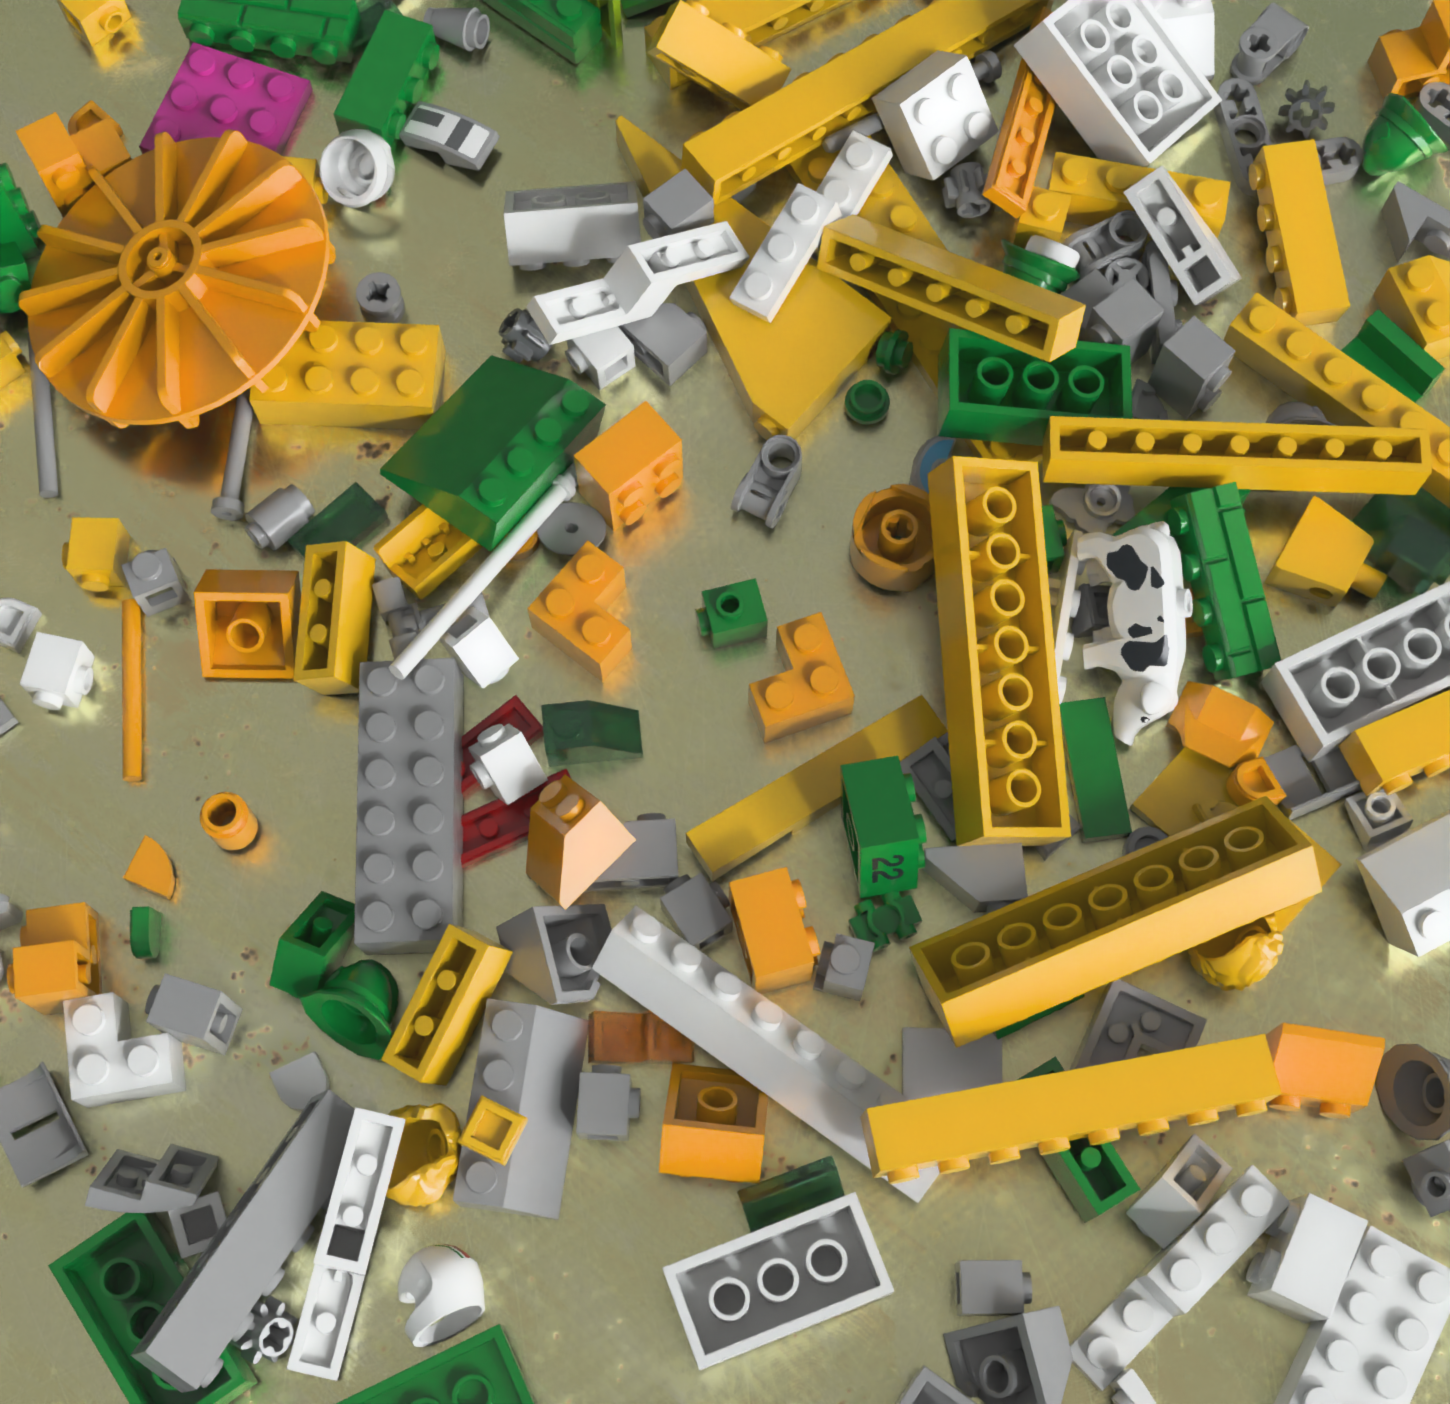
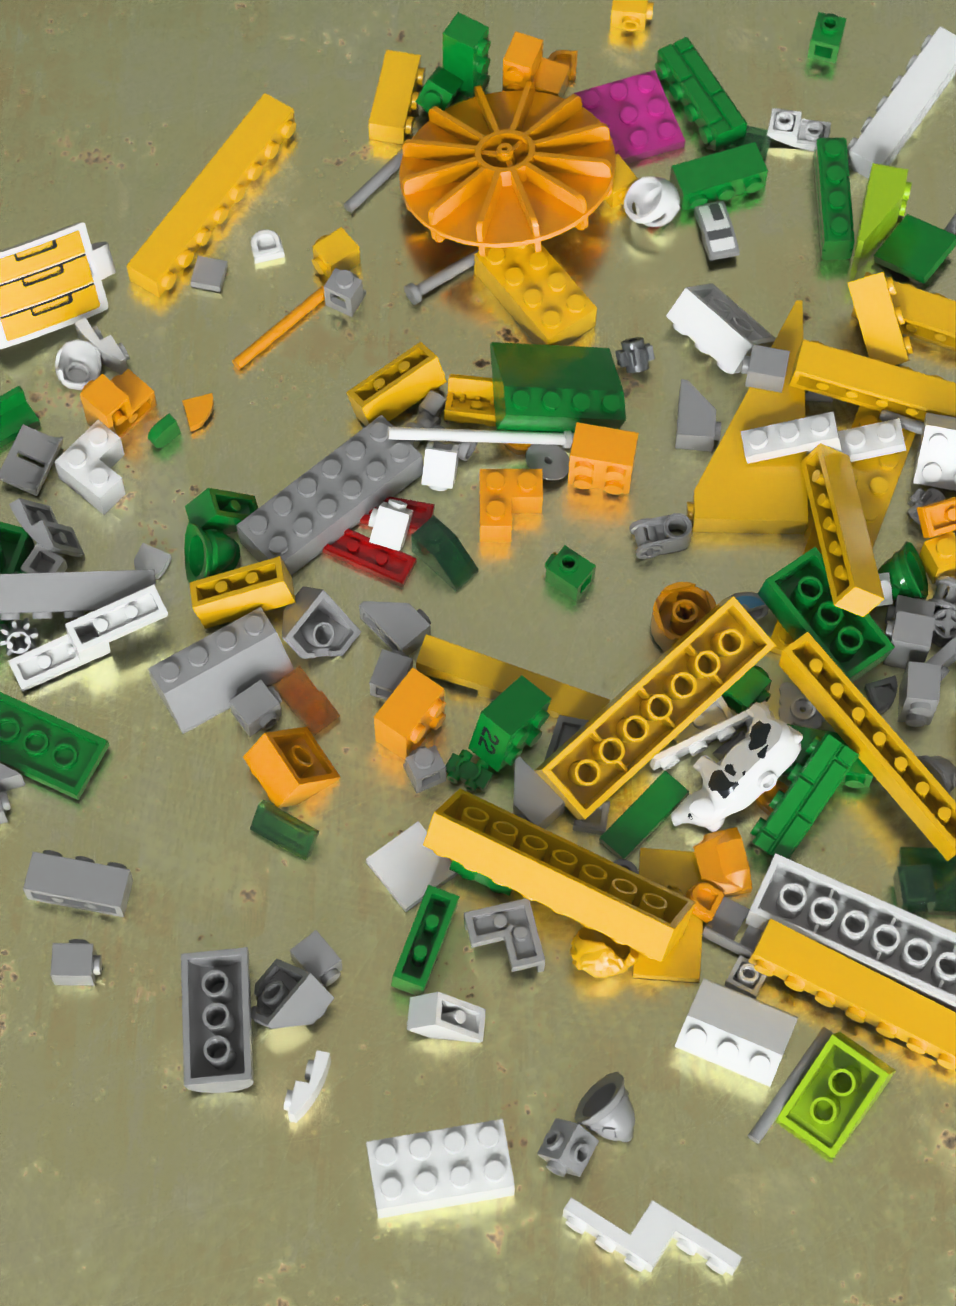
camera: 50 degrees right, 5 degrees down
(57, 671) = (259, 286): white brick -> none
(193, 1013) = (141, 483): light grey brick -> none
(216, 818) = (250, 422): light orange brick -> none
(248, 622) = (359, 347): light orange slope -> none
(278, 517) = (428, 320): light grey brick -> none
(346, 518) = (454, 352): clear green tile -> none
(380, 309) = (592, 280): light grey wheel -> none
(426, 1154) = (159, 639): yellow hair -> none
(441, 1284) = (105, 694): white helmet -> none
(459, 26) = (785, 185): light grey cone -> none
(492, 1130) = (195, 657): yellow tile -> none
(571, 840) = (378, 583): light orange slope -> none
(601, 355) = (660, 395): white brick -> none
(637, 282) = (703, 379): white bracket -> none
(748, 1034) = (349, 766): white brick -> none
(777, 1280) = (234, 852): white brick -> none
(809, 690) = (563, 639): light orange brick -> none
(867, 402) = (753, 550): green plate -> none
(894, 351) = (794, 540): green plate -> none
(1053, 250) = (924, 574): white tile -> none
(1069, 1106) = (435, 916): yellow brick -> none
(1177, 1277) = (397, 1044): white bracket -> none
(1306, 1258) = (459, 1097): white brick -> none
(1324, 1068) = (568, 1039): light orange slope -> none
(1325, 558) = (873, 846): yellow torso -> none

